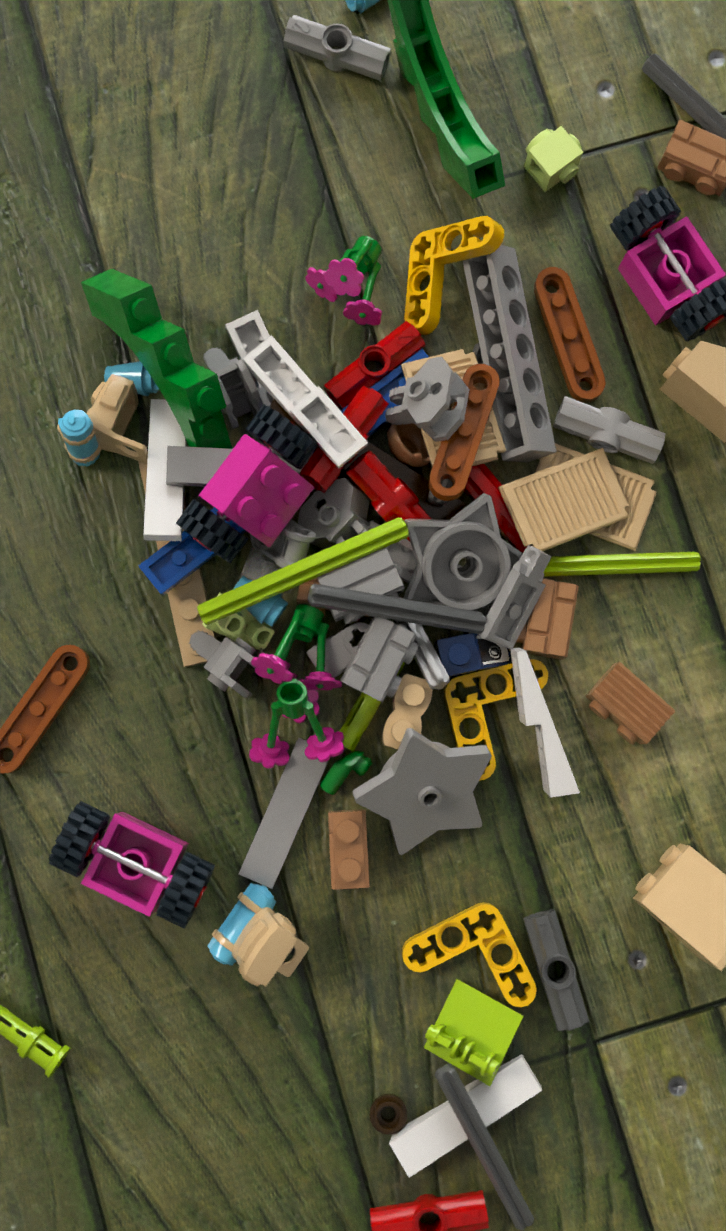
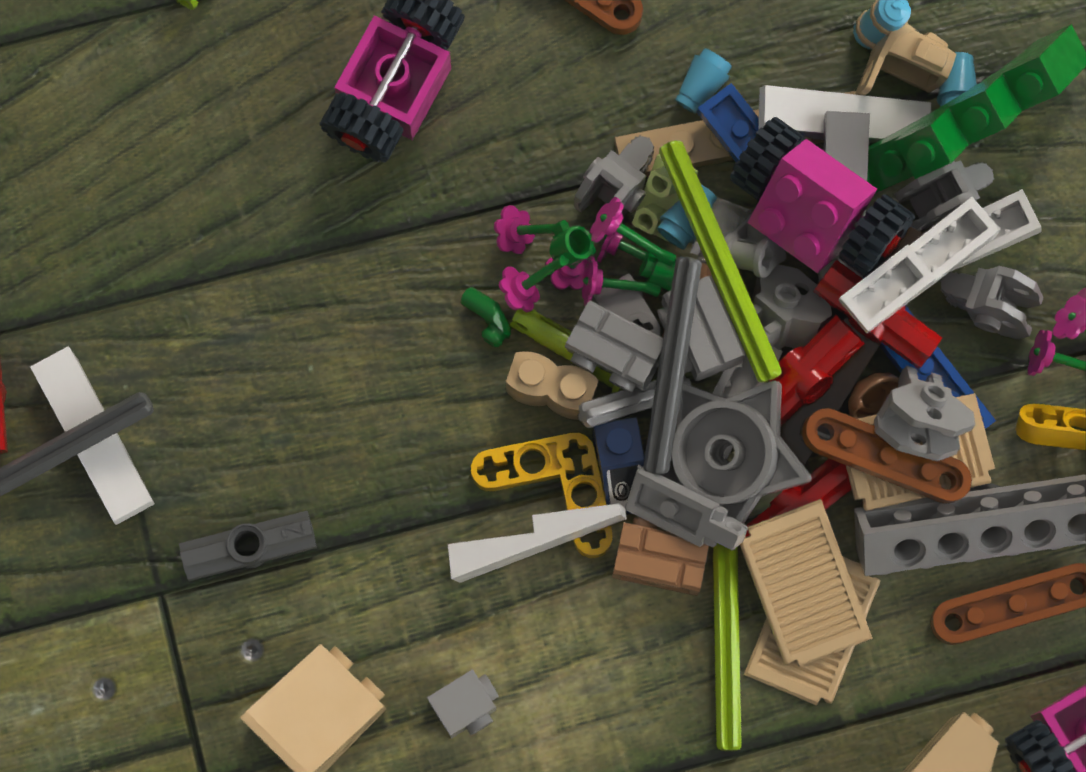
camera: 95 degrees right, 5 degrees down
(131, 592) = (703, 79): none -> medium azure cone
(257, 938) = (305, 207): tan piece -> none
(283, 817) = (437, 245): light grey tile -> none
(319, 350) = (993, 299): none -> light grey hinge
(348, 849) = (398, 314): medium nougat brick -> none
(390, 352) = (991, 386): red piece -> none
(392, 1125) = (89, 342): dark brown plate -> none
(426, 789) = (462, 399): light grey plate -> none
(473, 1032) = (183, 447): lime hinge -> none
(486, 940) = (284, 469): yellow beam -> none
(609, 430) = (894, 645): light grey piece -> none
(629, 704) = (555, 649): medium nougat brick -> none
(678, 778) = (465, 704): none -> light grey brick

